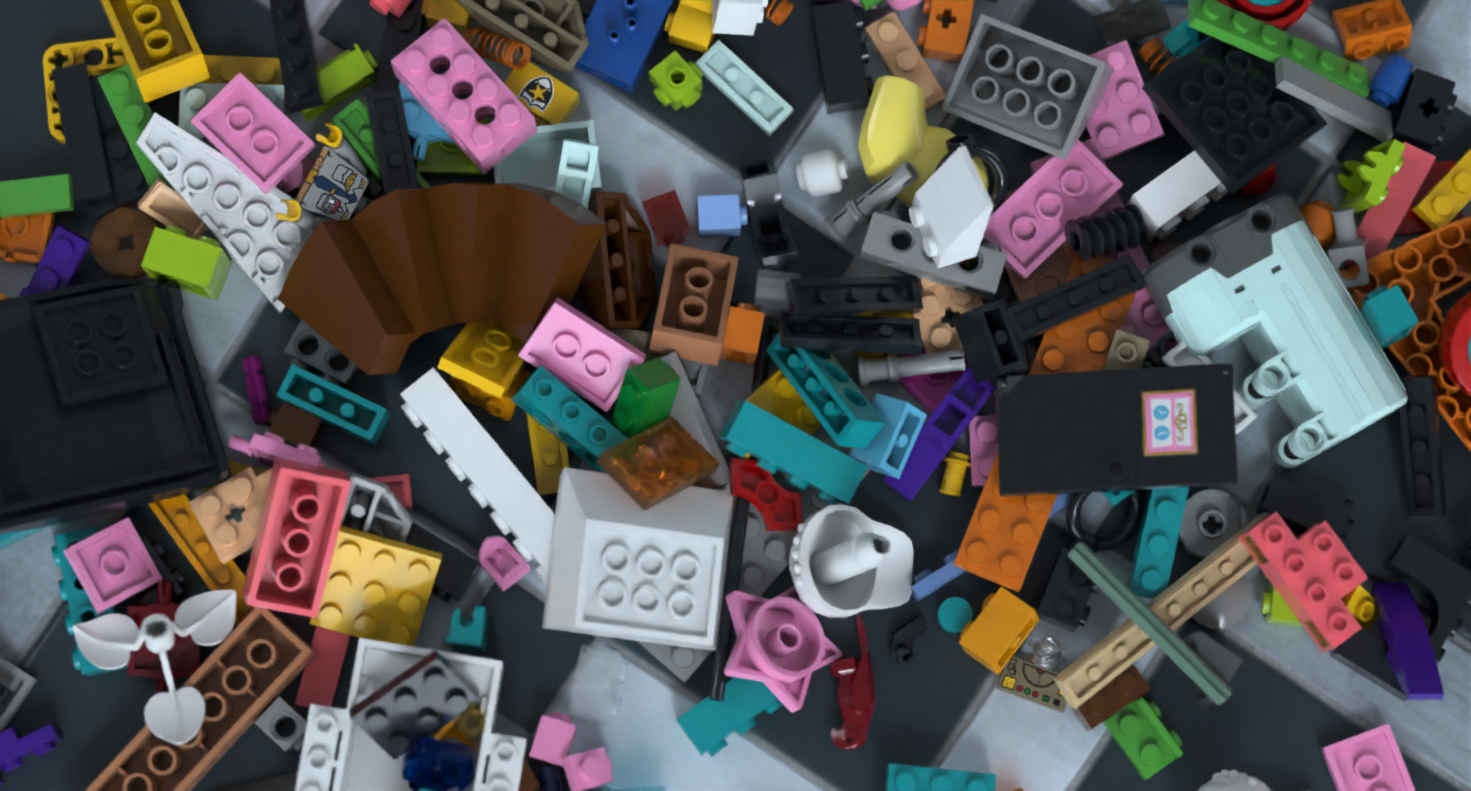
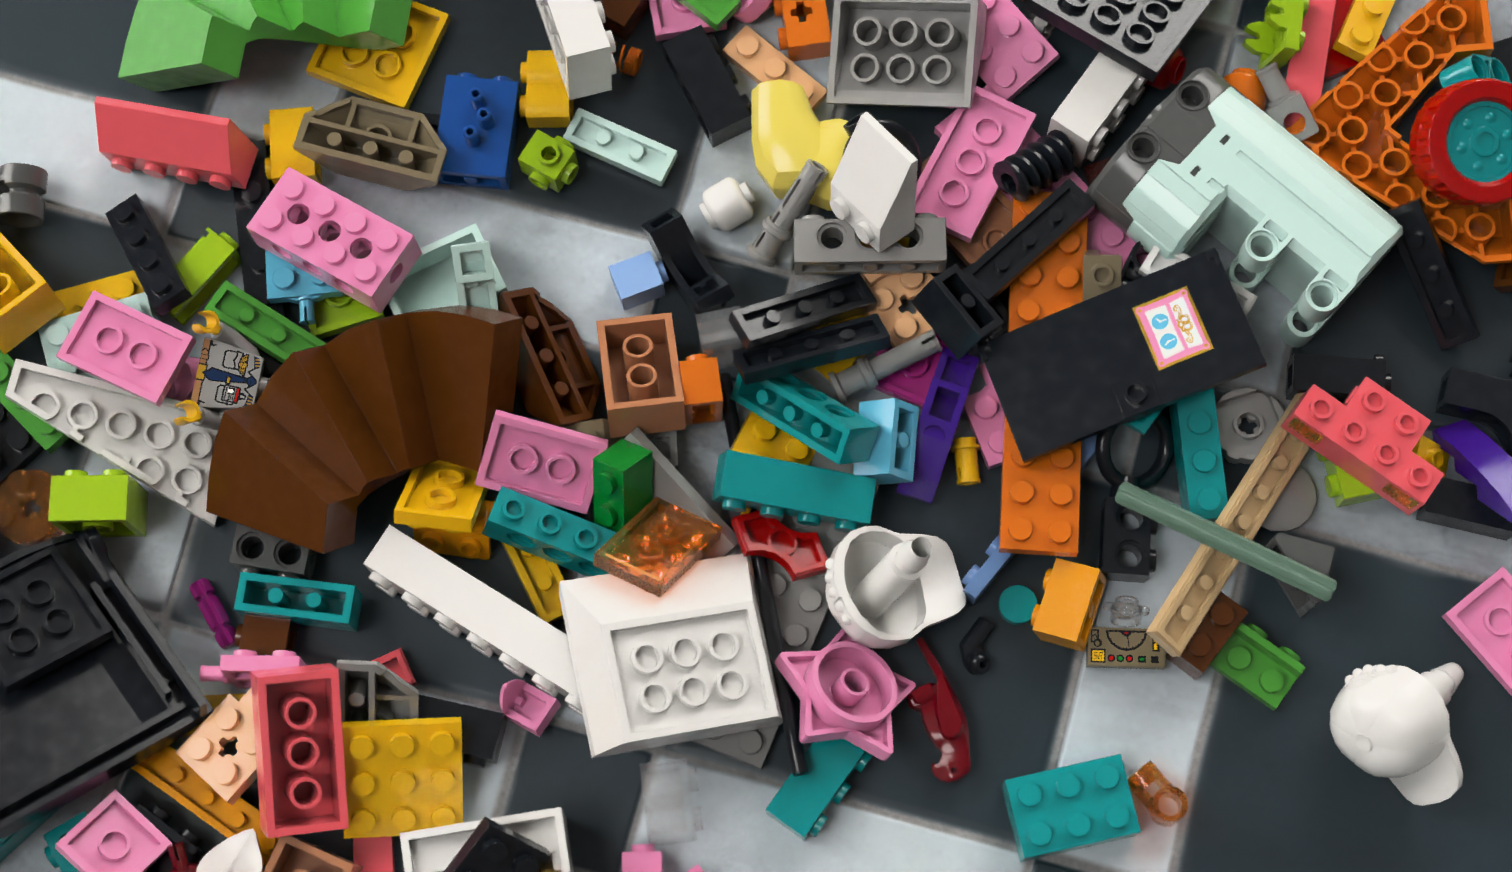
camera: 10 degrees left, 5 degrees down
(170, 209) = (61, 453): light nougat tile -> none
(391, 141) = (272, 308): black plate -> none
(467, 634) = (517, 793): teal hinge -> none
(509, 51) = (367, 184): orange piece -> none
(543, 95) = (419, 215): yellow brick -> none
(666, 219) = (583, 300): clear red brick -> none
(1388, 315) = (1353, 150): teal brick -> none

